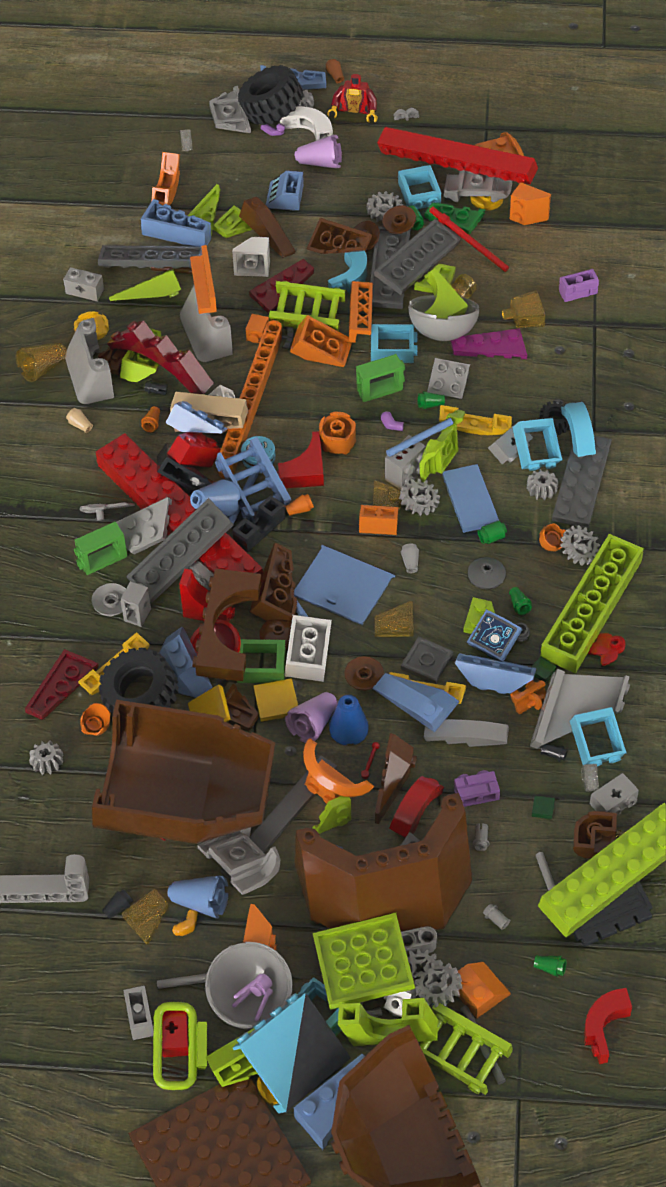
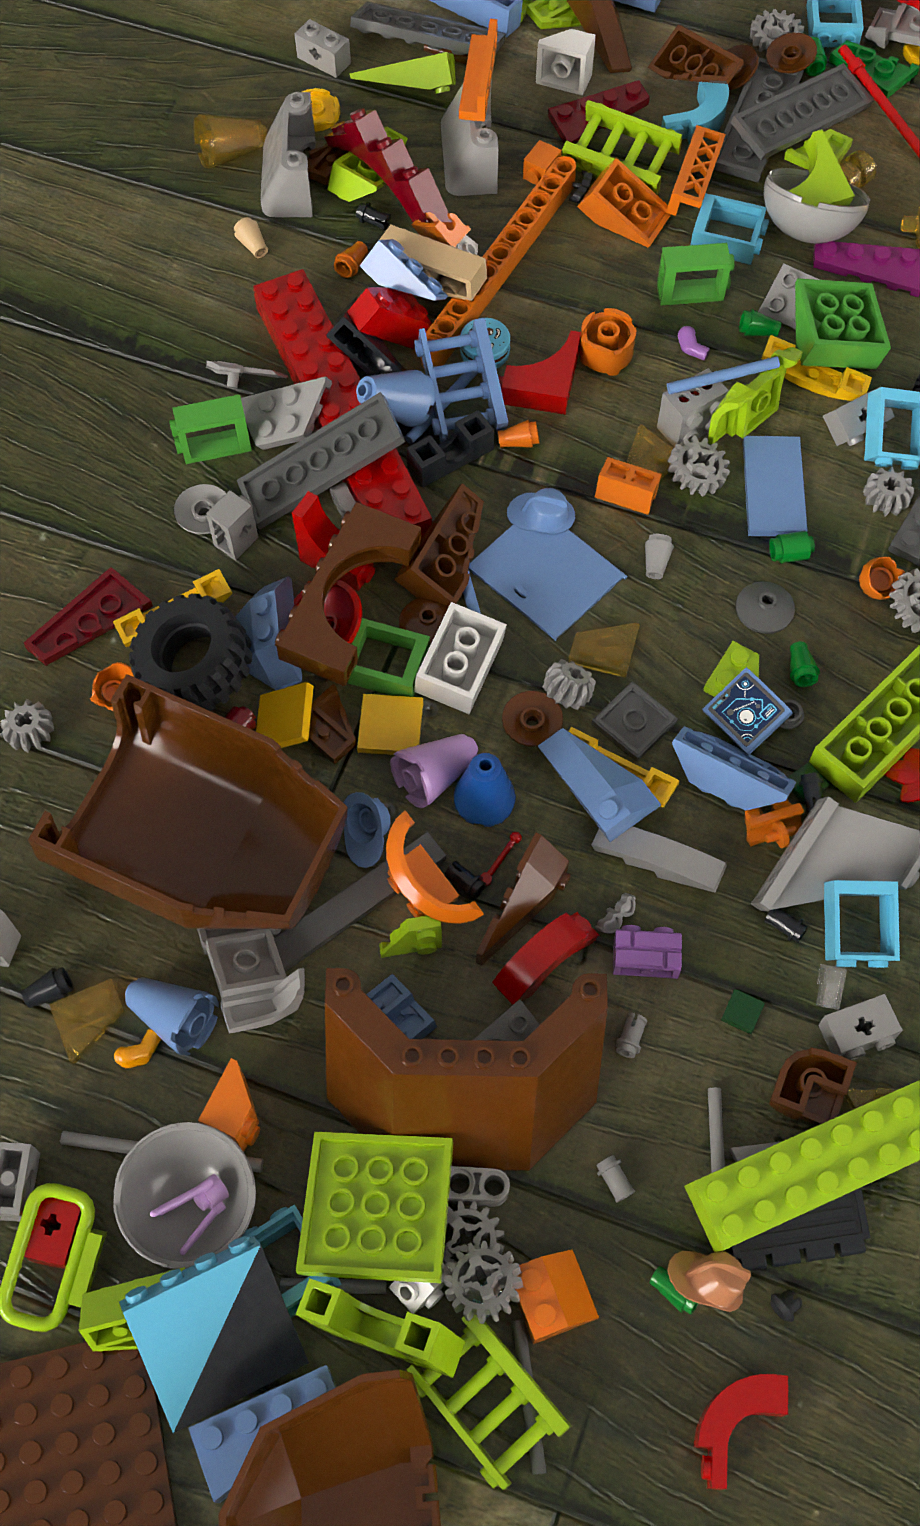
camera: 15 degrees right, 10 degrees up
(212, 388) = (445, 232): none -> orange hinge
(284, 764) = (364, 828): none -> medium blue piece
(328, 549) = (542, 511): none -> medium blue piece
(354, 776) = (466, 880): none -> black pin
(380, 647) = (569, 684): none -> light grey gear
(450, 774) = (613, 919): none -> light grey piece
(482, 388) = (839, 324): none -> bright green slope
(546, 669) = (811, 788): none -> black pin
(569, 951) = (709, 1279): none -> nougat piece
(614, 957) = (785, 1305): none -> black piece

